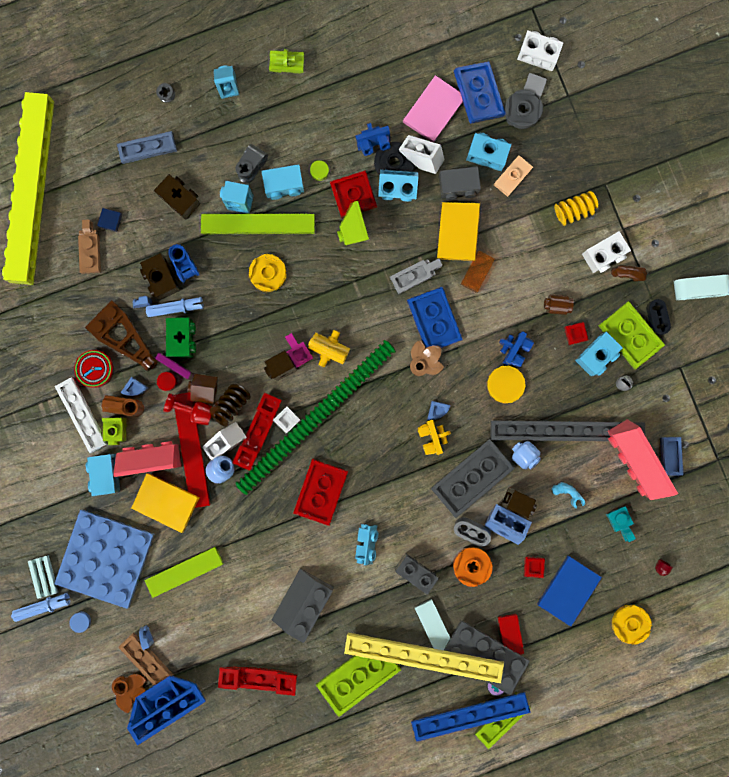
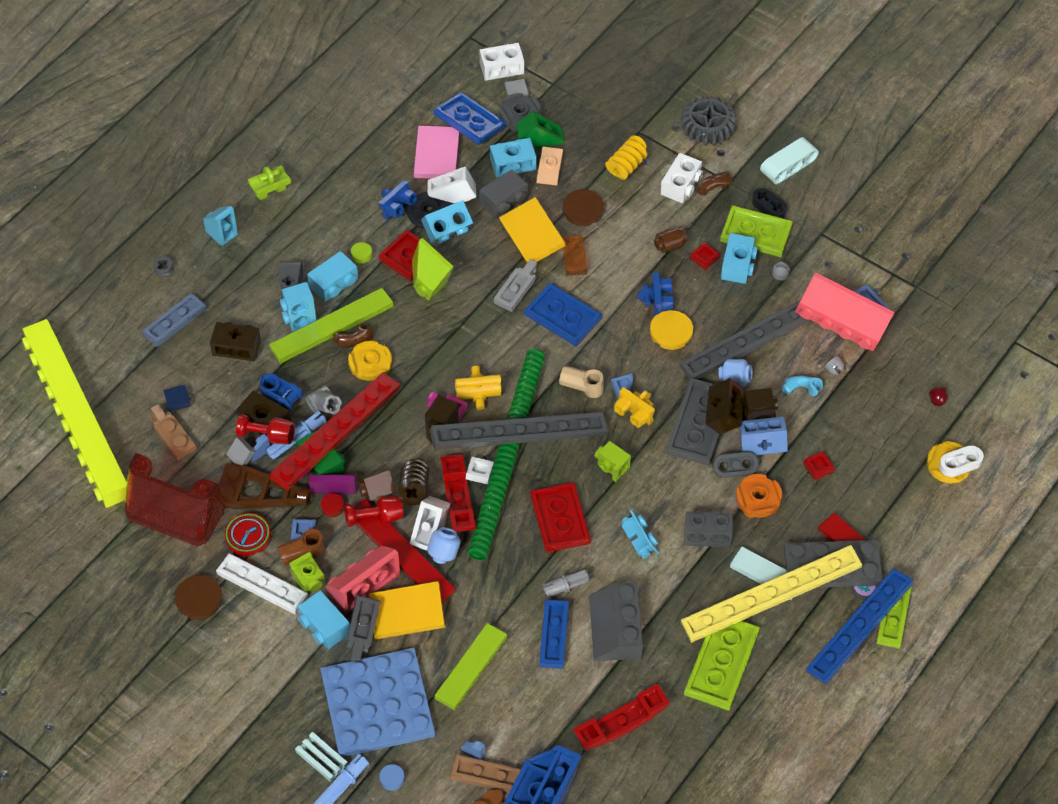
camera: 30 degrees left, 30 degrees down
(31, 399) = (198, 597): none -> reddish brown tile
(58, 335) = (171, 509): none -> clear red windscreen
(124, 498) = (361, 626): none -> dark grey hinge
(126, 298) = (240, 452): none -> light grey tile
(156, 301) = (278, 431): none -> red piece
(197, 327) = (334, 431): none -> red plate
(208, 293) = (323, 401): none -> light grey piece
(255, 585) = (554, 634): none -> blue plate
(272, 248) = (348, 340): none -> reddish brown piece
(289, 550) = (565, 583): none -> light grey axle
(328, 411) = (518, 430): none -> dark grey plate
(386, 472) = (613, 460): none -> lime brick
(407, 388) = (583, 381): none -> tan piece
(428, 357) = (581, 346): medium nougat plate -> none
(493, 487) = (724, 406): none -> dark brown brick
(513, 231) = (583, 207): none -> reddish brown tile
(525, 139) = (540, 130): none -> green slope
(569, 590) = (867, 466): blue tile -> none
(605, 492) = (834, 364): none -> light grey hinge
(621, 521) = (870, 381): teal plate -> none
(637, 636) = (959, 461): none -> white plate
(677, 218) = (720, 125): none -> dark grey gear

